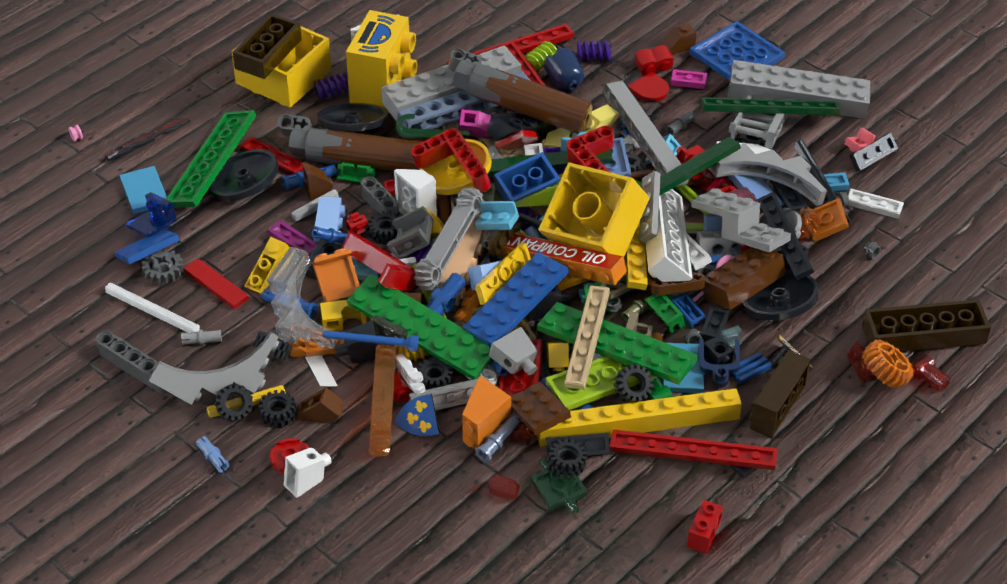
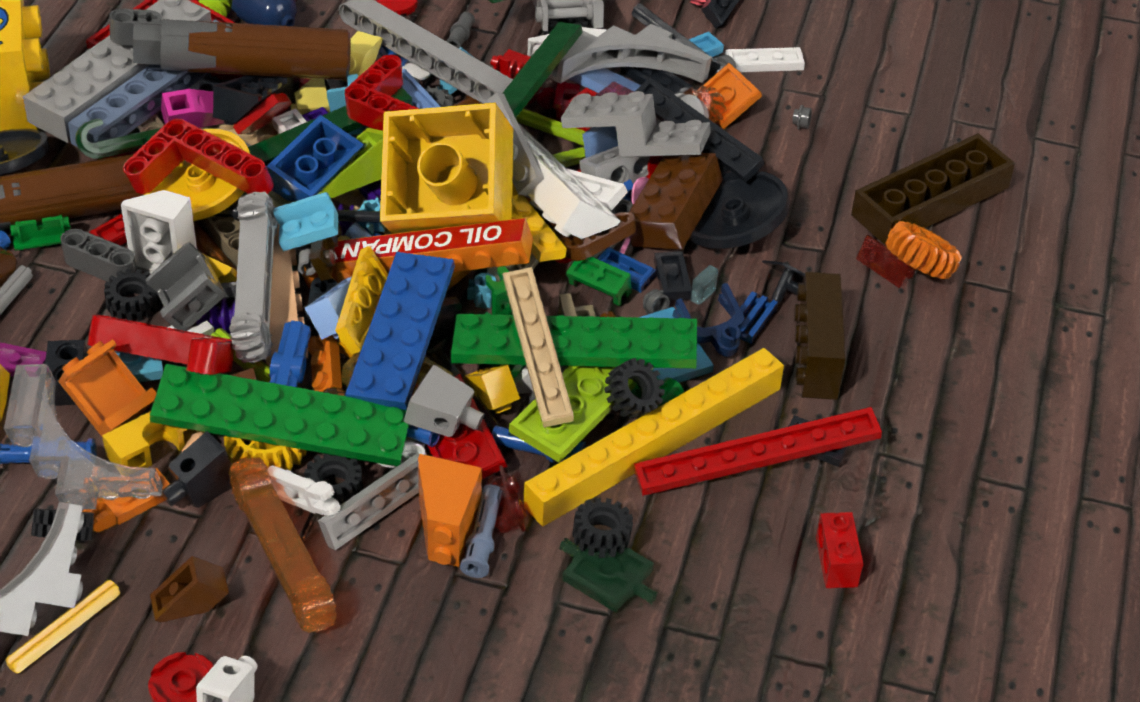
camera: 30 degrees left, 0 degrees up
(245, 408) = (71, 634): black tyre -> none
(275, 400) = (126, 633): black tyre -> none
(321, 371) = (154, 537): white sticker -> none
(329, 214) = (40, 312): light blue brick -> none
(329, 235) = (62, 331): blue pin -> none
(356, 223) = (85, 302): red gear -> none
(388, 328) = (242, 437): clear smoke plate -> none
(401, 389) = (302, 519): red cone -> none
(410, 343) = (283, 444): blue piece -> none
(419, 416) = (352, 548): blue shield -> none
(503, 487) = (533, 604): clear red brick -> none
(538, 408) = (525, 471): reddish brown plate -> none
(593, 443) = (622, 488): black plate -> none
(637, 307) = (555, 286): olive pin -> none
(718, 351) = (705, 307): black brick -> none
(926, 369) = (975, 245): clear red piece -> none

